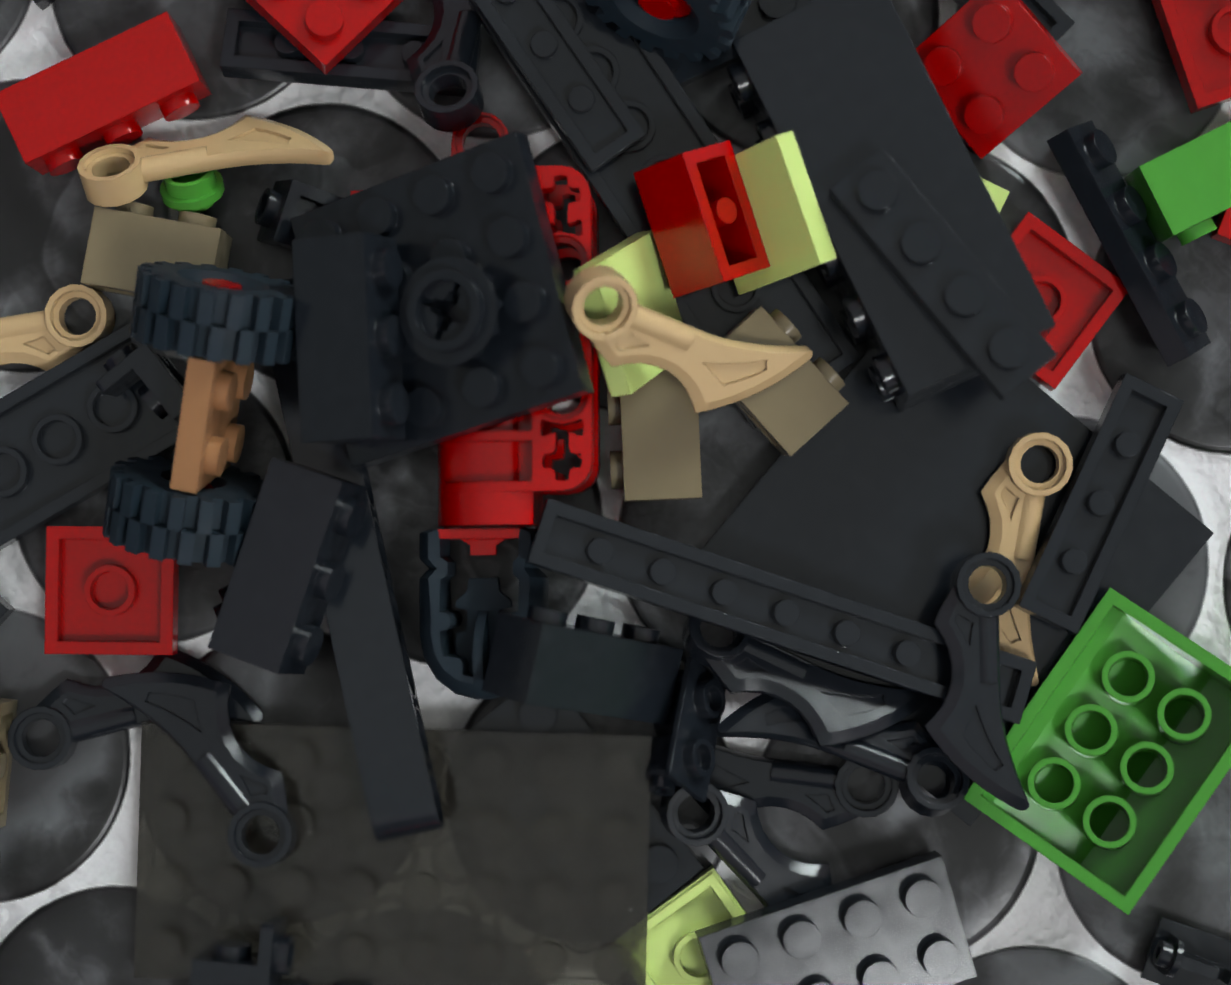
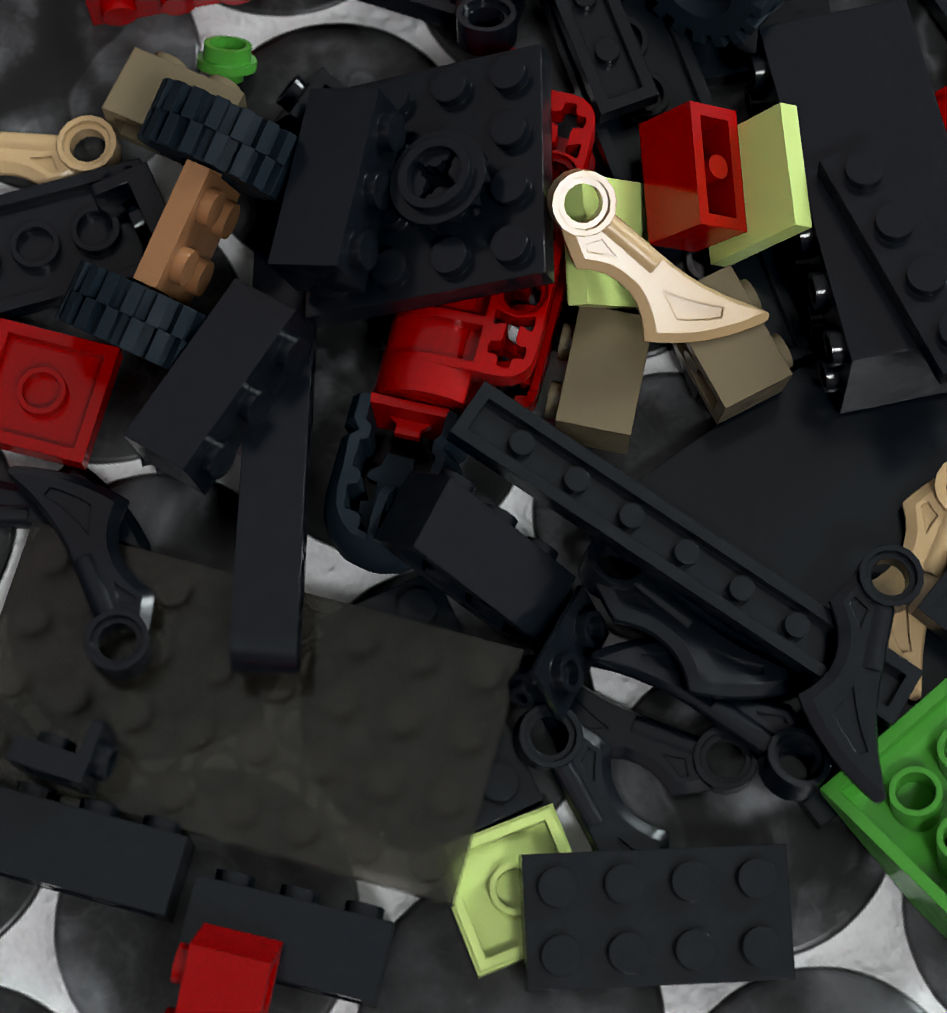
camera: 10 degrees right, 15 degrees down
(122, 172) = (173, 28): tan piece -> none

